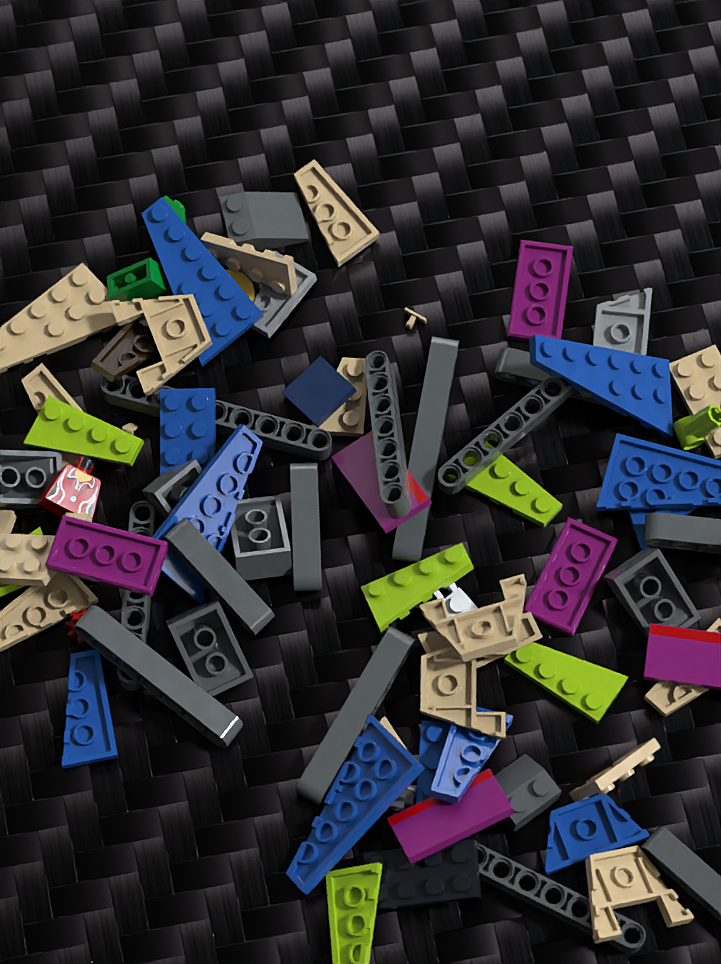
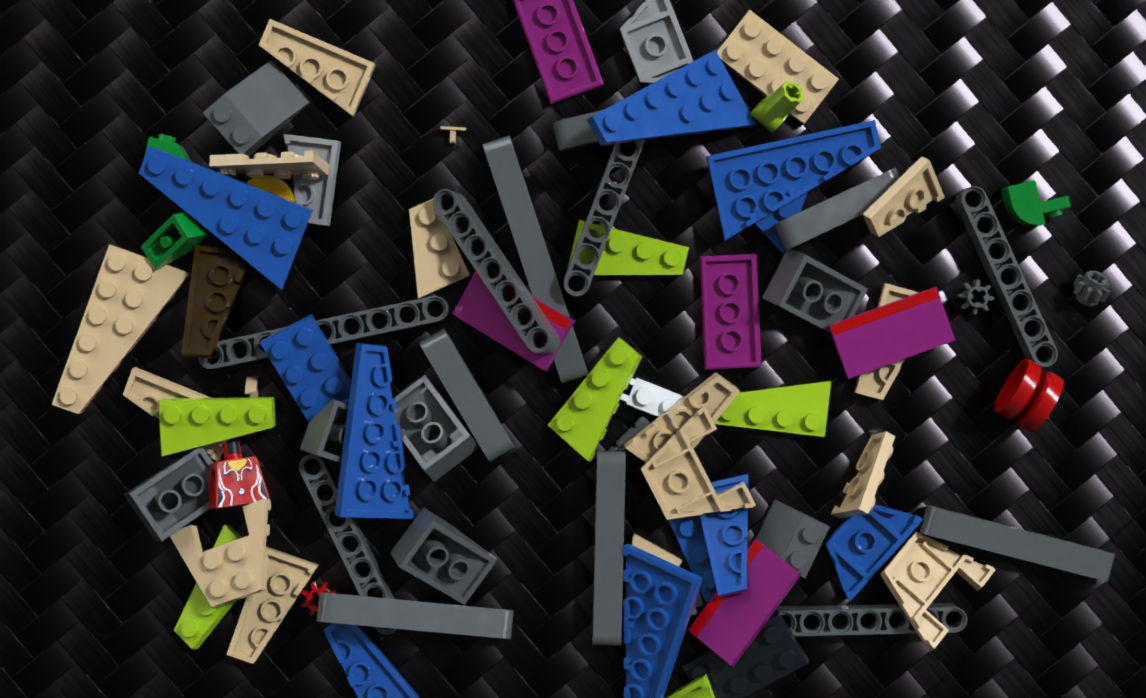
camera: 30 degrees left, 20 degrees up
(107, 555) = (307, 537): magenta tile -> none
(176, 331) = (241, 275): tan wing -> none
(219, 576) = (417, 493): dark grey beam -> none
(319, 391) = (406, 257): dark blue tile -> none
(482, 629) = (687, 419): tan wing -> none

